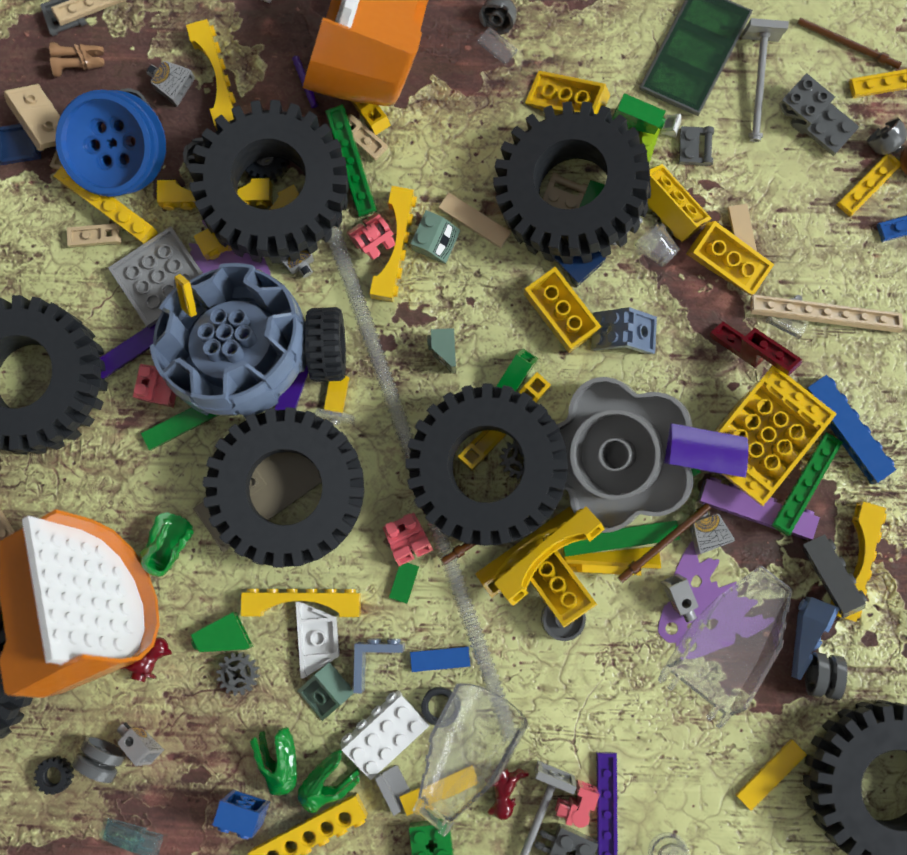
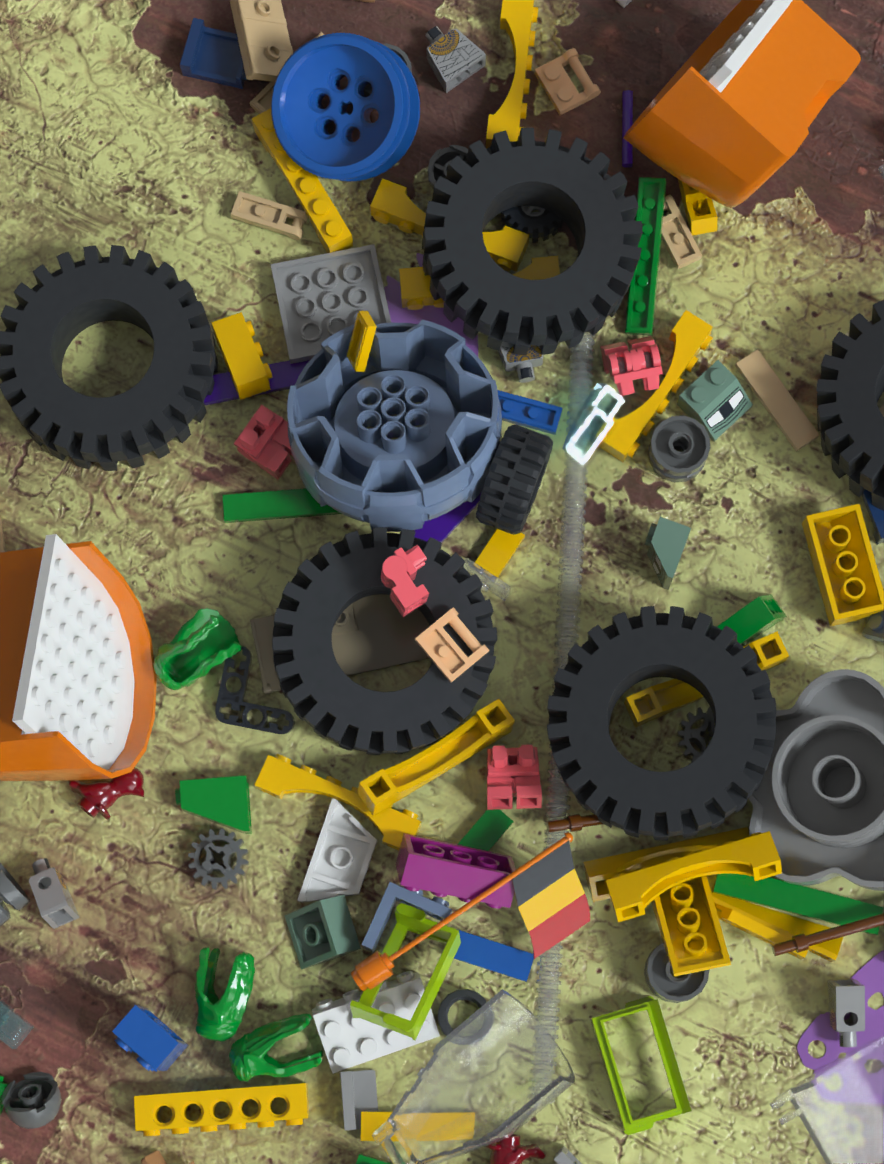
camera: 20 degrees right, 5 degrees down
(114, 336) = (242, 355): none -> yellow brick
(206, 564) = (237, 699): none -> black beam
(250, 72) = (559, 85): none -> light nougat plate
(274, 440) = (398, 575): none -> coral hips
(317, 295) = (529, 412): none -> blue tile
(325, 478) = (445, 651): none -> light nougat plate
(336, 570) = (398, 781): none -> yellow arch
(361, 285) = (592, 422): none -> clear light blue slope
(376, 661) = (413, 920): none -> lime piece
(395, 617) = (454, 870): none -> magenta brick
(421, 268) = (684, 434): none -> dark grey wheel
(460, 609) = (545, 894): none -> flag
(545, 653) = (667, 1055): none -> lime piece

